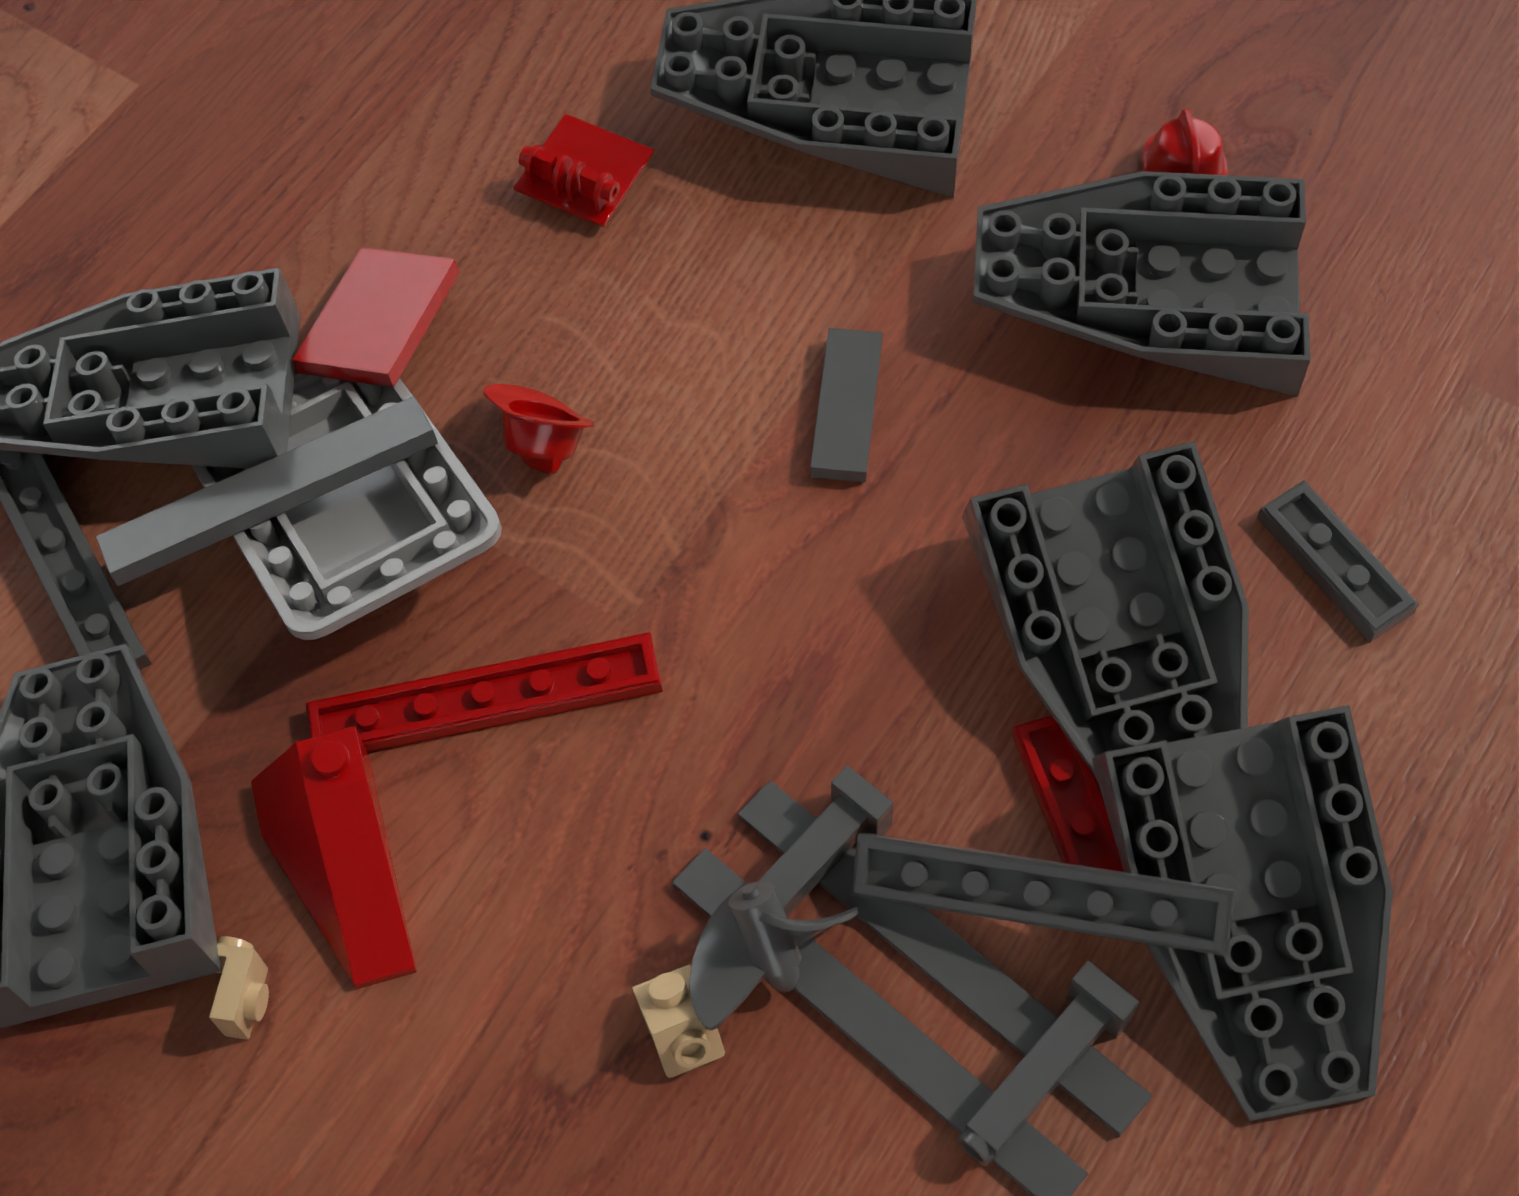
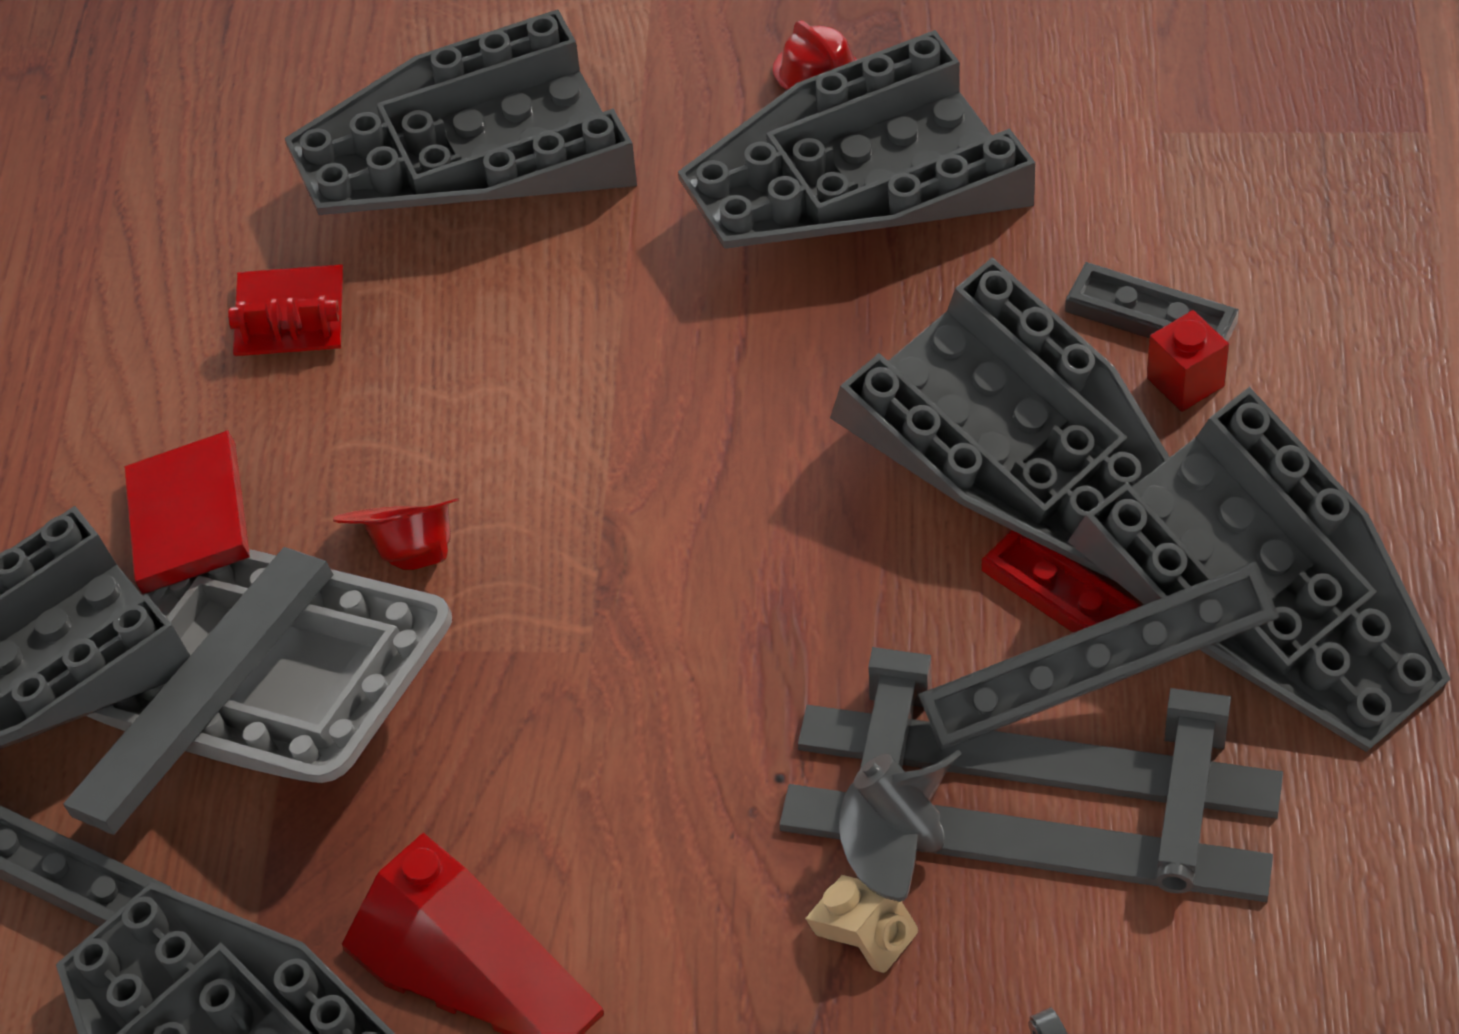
camera: 30 degrees left, 10 degrees down
(492, 694) = (516, 760): red tile -> none
(846, 405) = (663, 386): dark grey tile -> none
(1331, 632) = (1187, 360): none -> red brick

